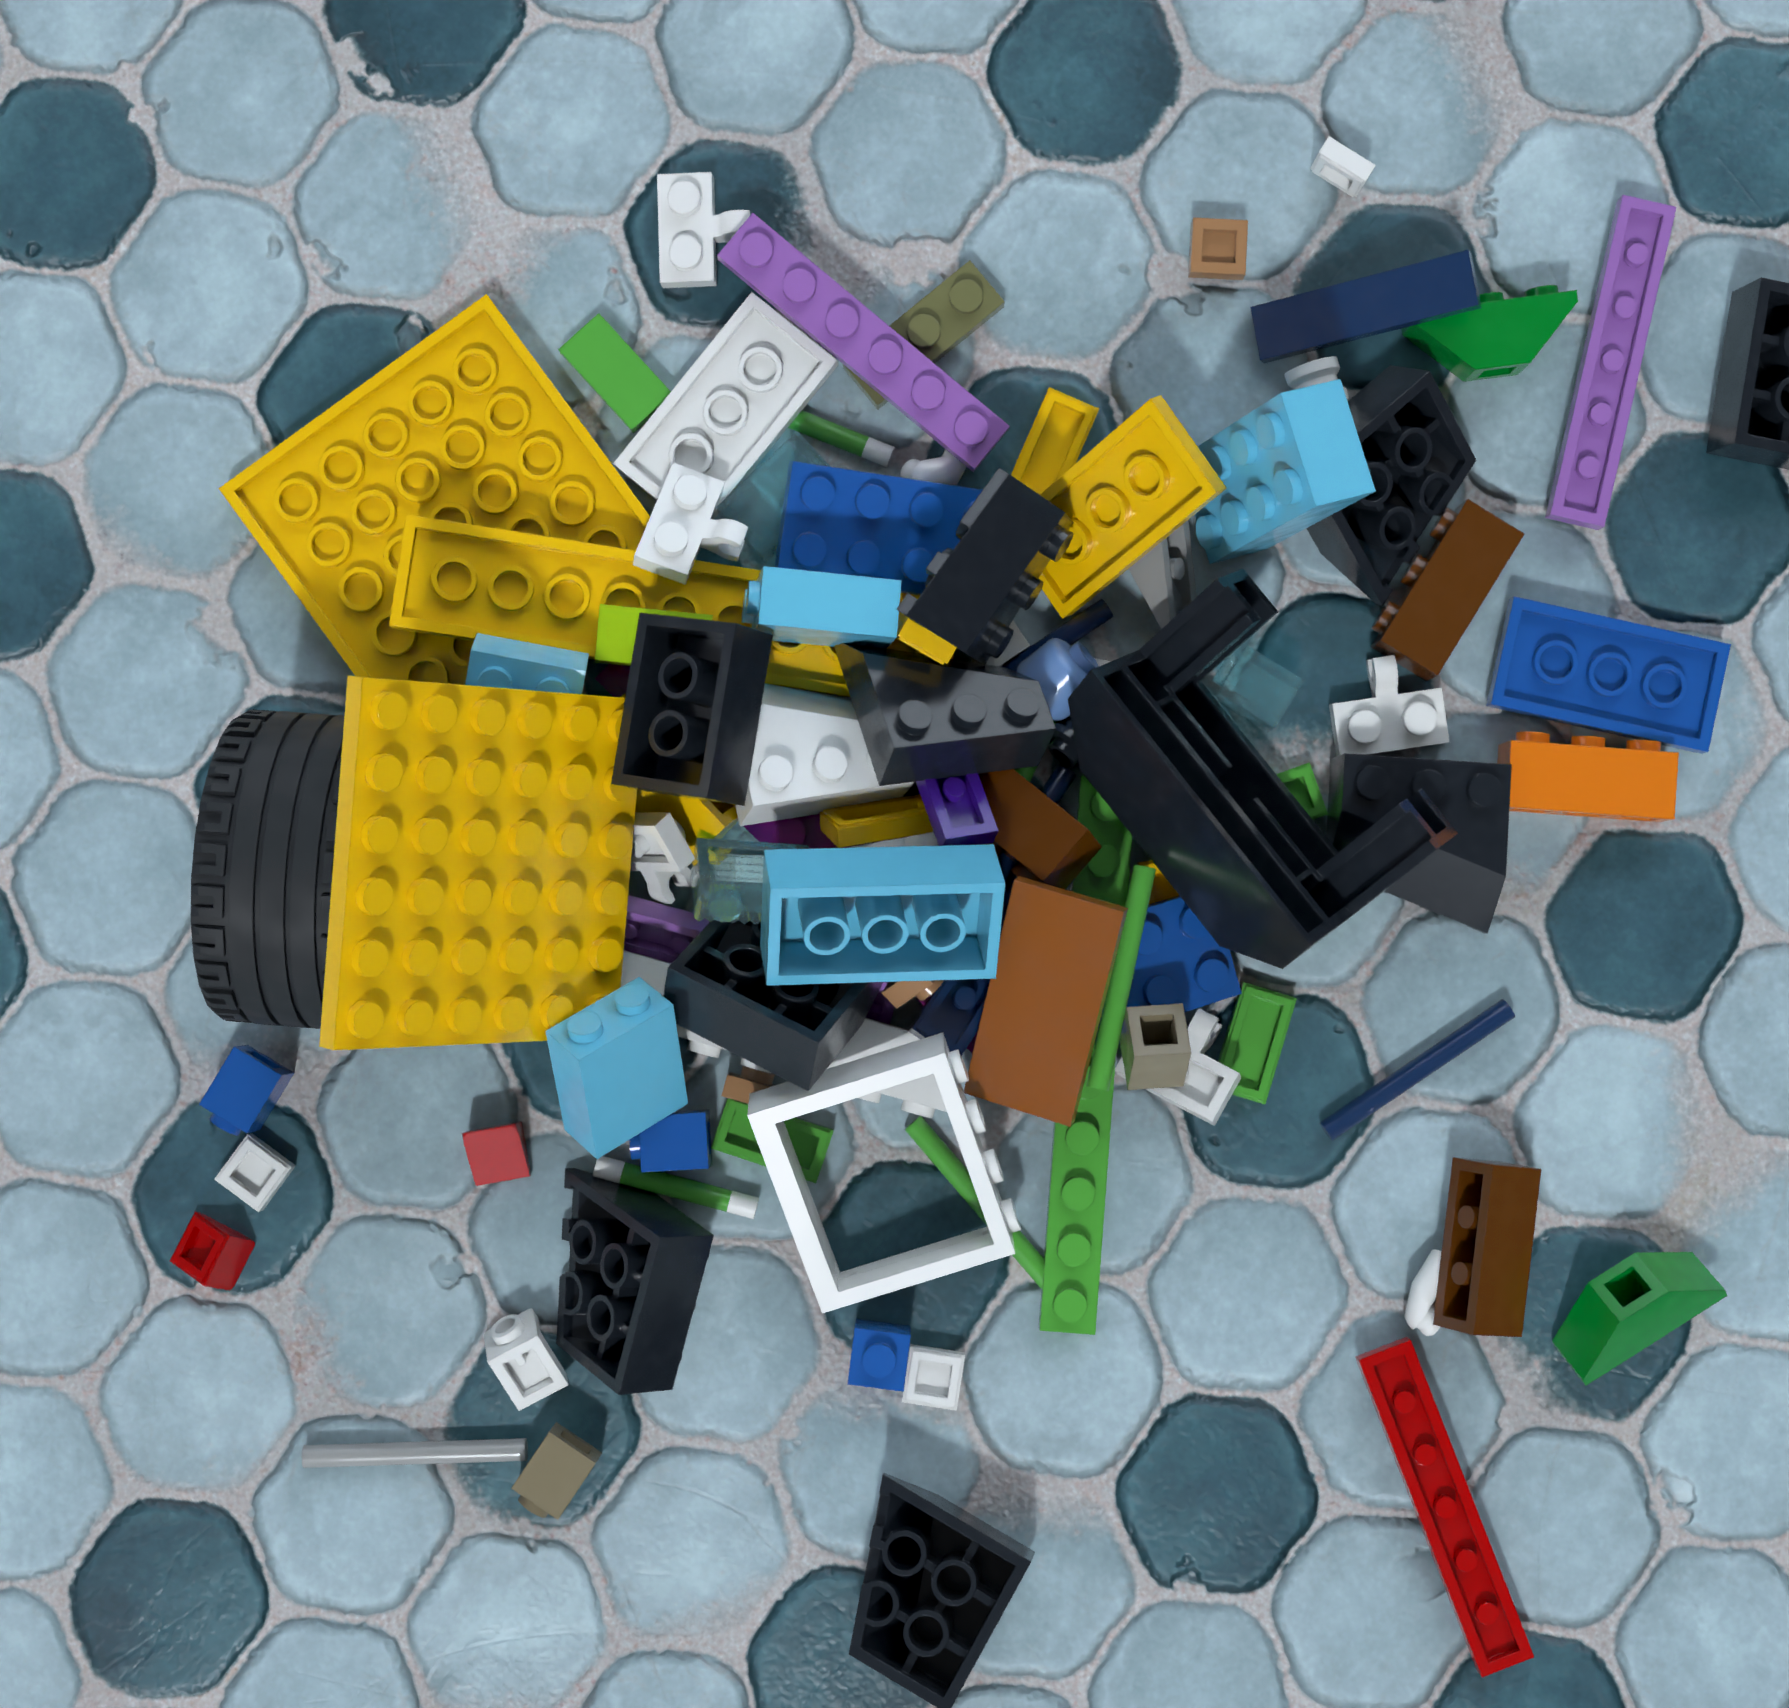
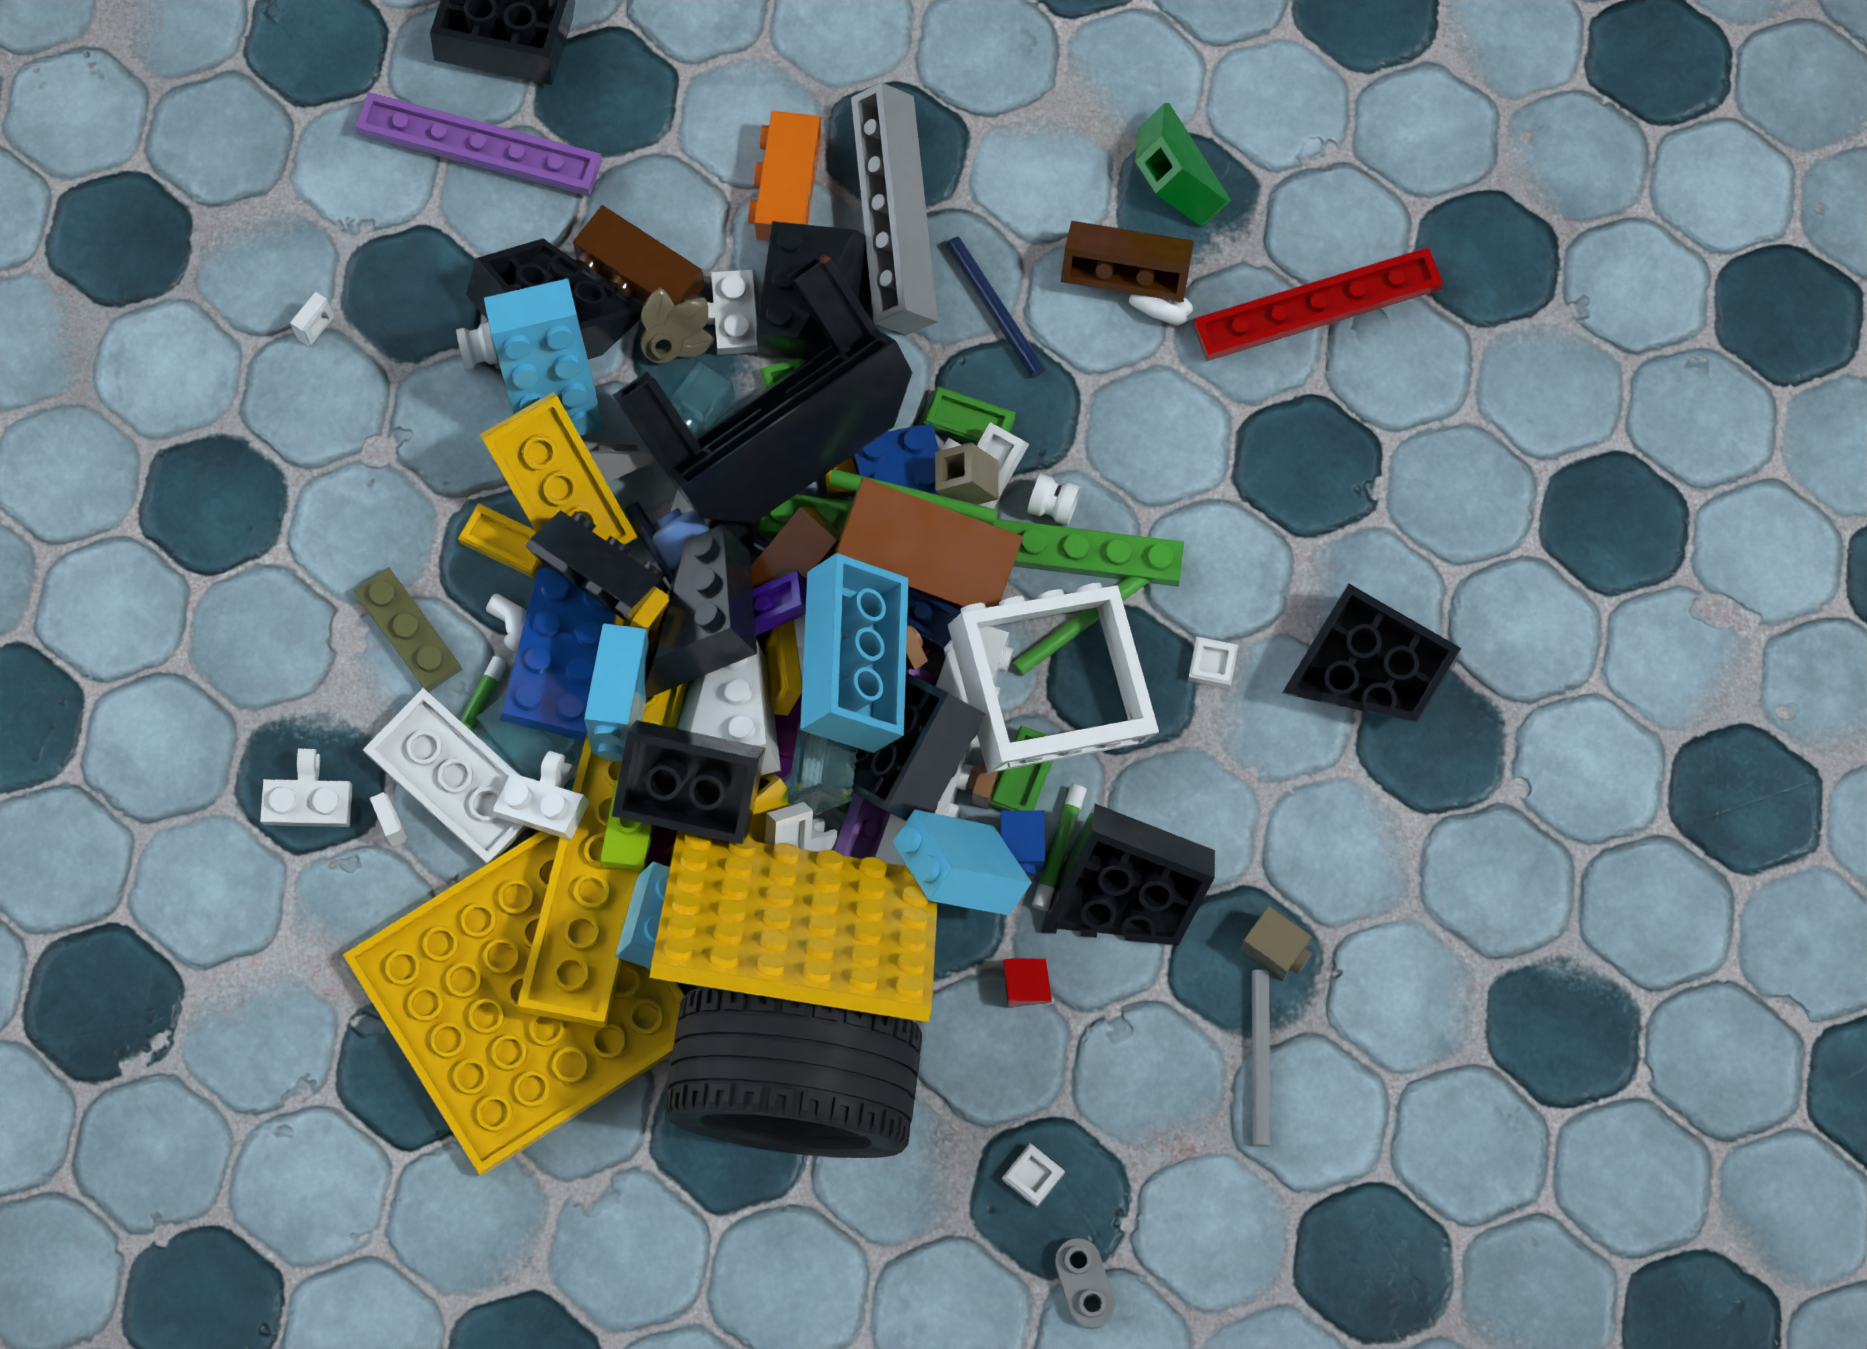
camera: 90 degrees left, 15 degrees down
(121, 1241) = (1084, 1282): none -> light grey plate
(212, 1252) = (1095, 1213): red slope -> none
(245, 1090) = (967, 1174): blue brick -> none
(523, 1359) = (1188, 966): white bracket -> none
(615, 372) = (414, 862): bright green tile -> none
(665, 334) = (388, 819): none -> white tile
(862, 342) = (410, 667): medium lavender plate -> none
(879, 1355) = (1193, 696): blue brick -> none
(1145, 1148) = (1053, 499): none -> white wheel
(1218, 248) = (364, 411): medium nougat plate -> none
(1356, 650) = (678, 324): none -> dark tan plate
(1366, 306) = (421, 305): dark blue tile -> none
(1497, 337) = (449, 224): green slope -> none
(1546, 927) = (894, 209): none -> light grey brick
(1608, 675) = (710, 159): blue plate -> none

